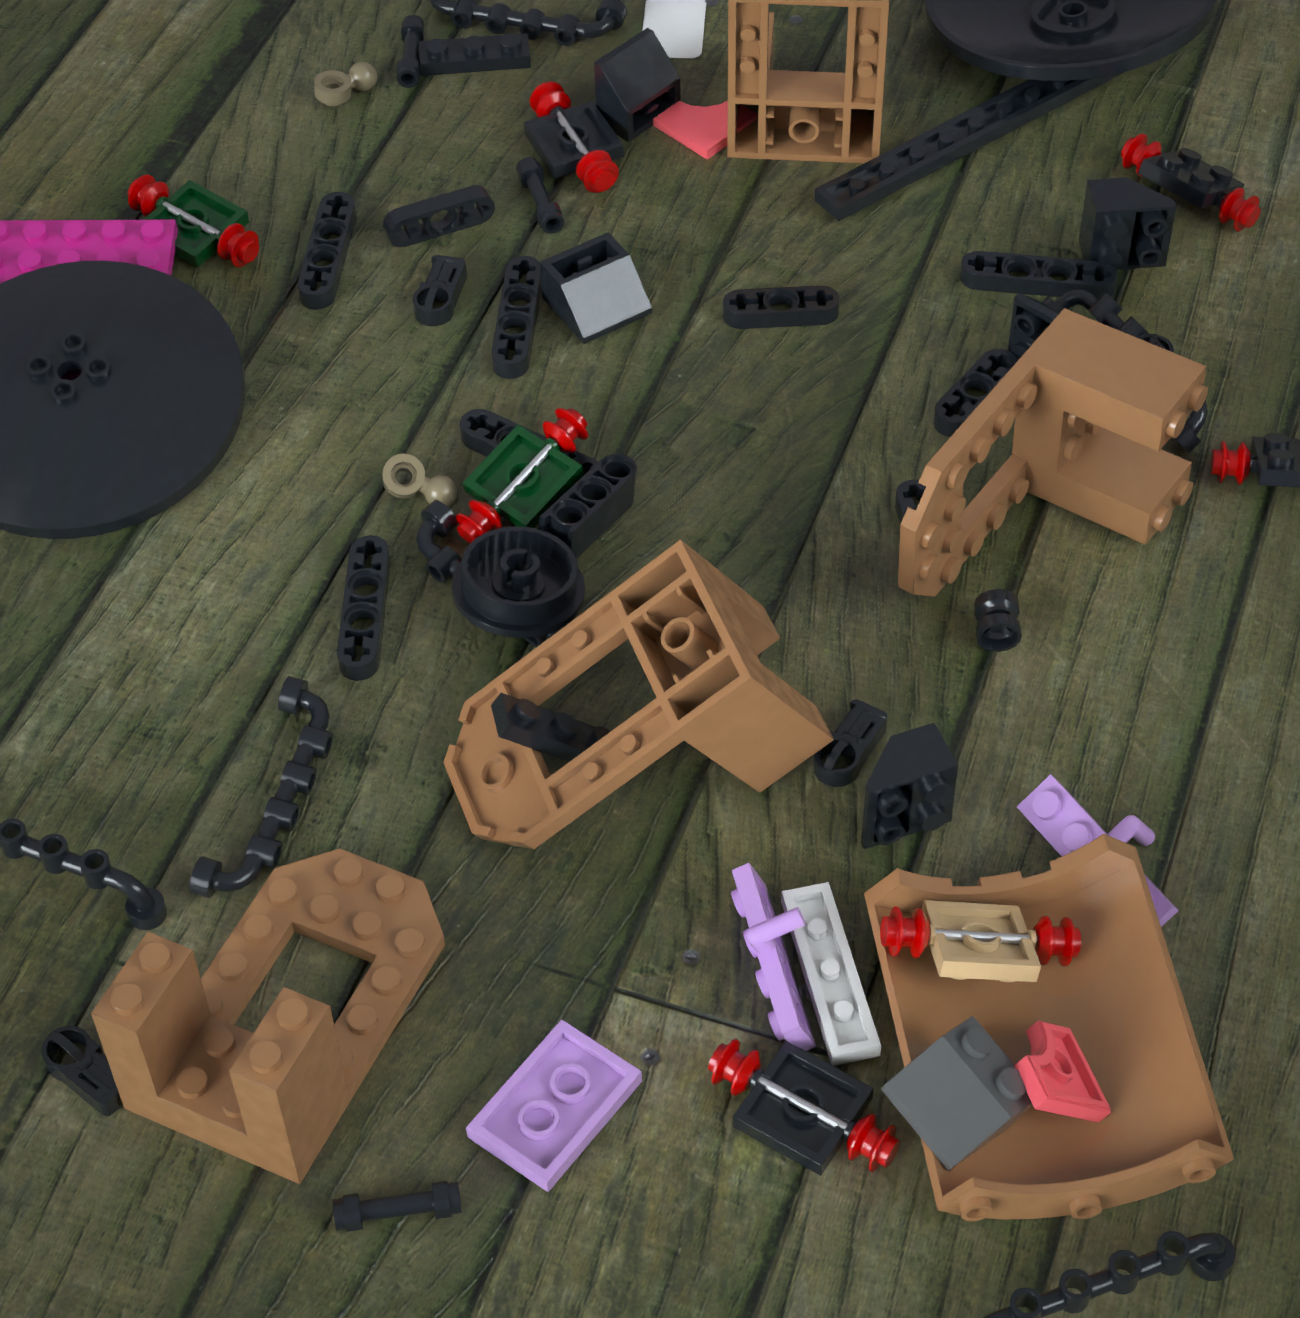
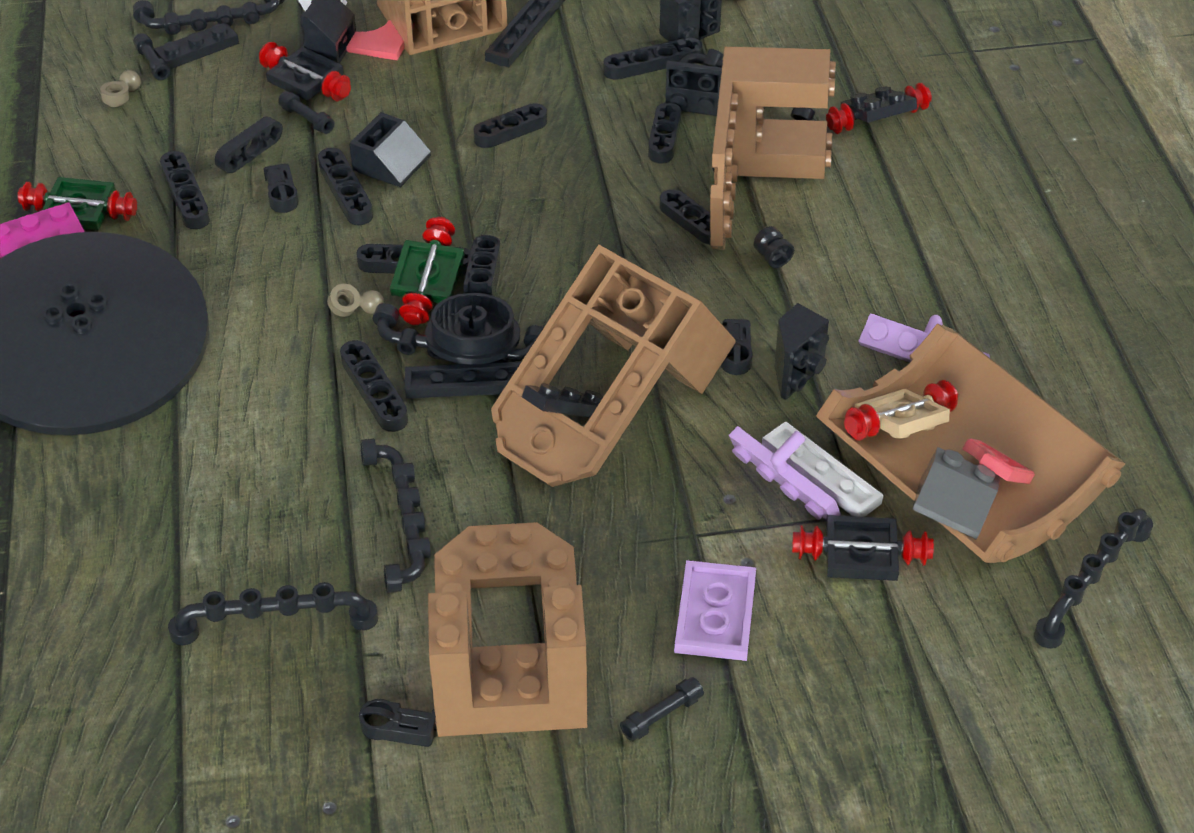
camera: 30 degrees left, 5 degrees down
(456, 640) = (458, 379): none -> black plate

